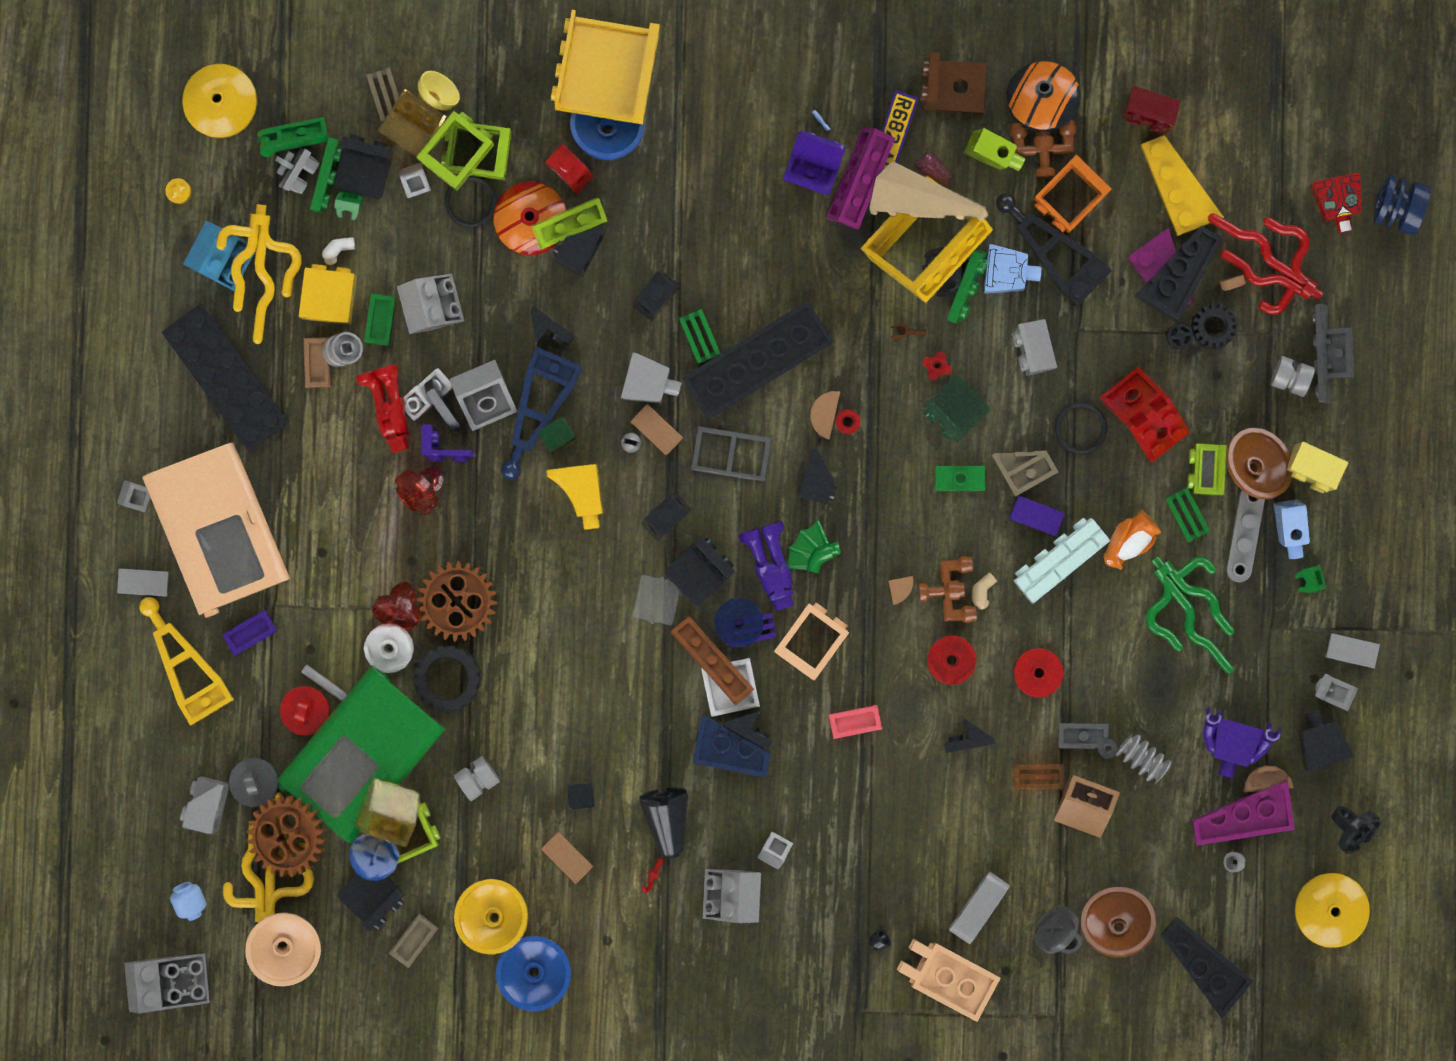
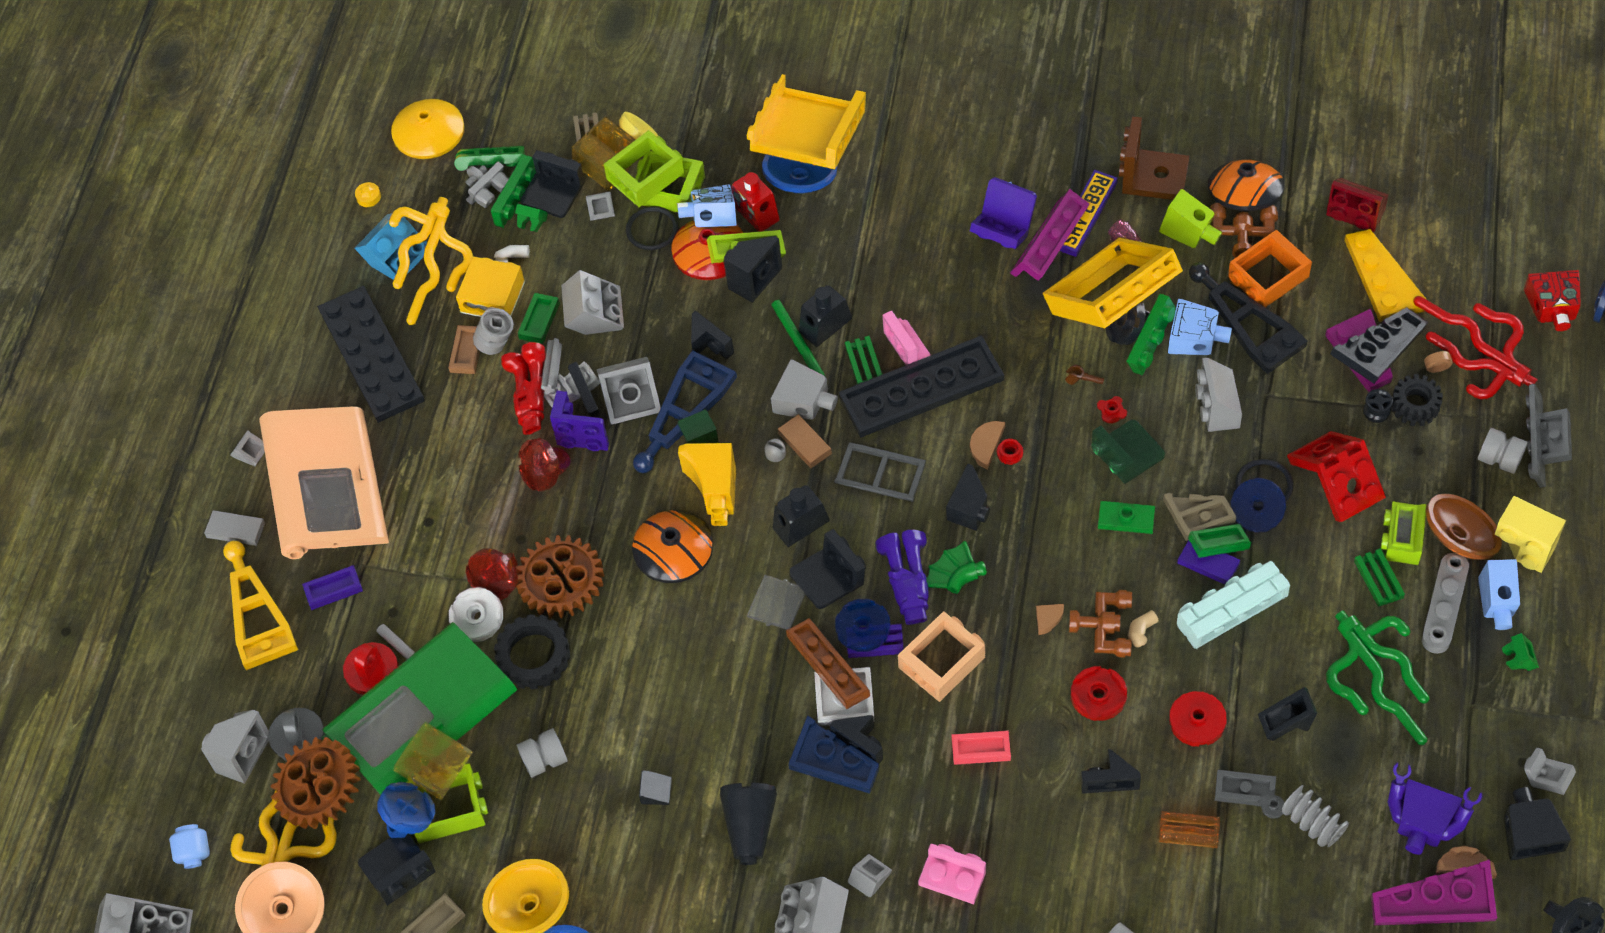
camera: 15 degrees right, 30 degrees down
(405, 380) = (551, 366): none -> light grey axle
(527, 182) = (710, 207): none -> light blue torso
(567, 857) = (627, 853): medium nougat tile -> none
(571, 556) = (673, 558): none -> orange dish
(634, 318) = (796, 337): none -> green bar
(653, 874) = (723, 883): red hand -> none
(738, 312) = (903, 339): none -> bright pink bracket
(845, 843) = (953, 873): none -> bright pink bracket
(907, 192) = (1106, 242): tan wedge -> none
(1045, 496) = (1219, 540): none -> green tile
(1080, 468) = (1254, 491): none -> clear blue plate
(1086, 806) = (1244, 860): medium nougat slope -> none
(1115, 666) = (1290, 713): none -> black slope
(1131, 539) = (1314, 588): orange animal -> none
(1352, 650) = (1569, 735): light grey tile -> none

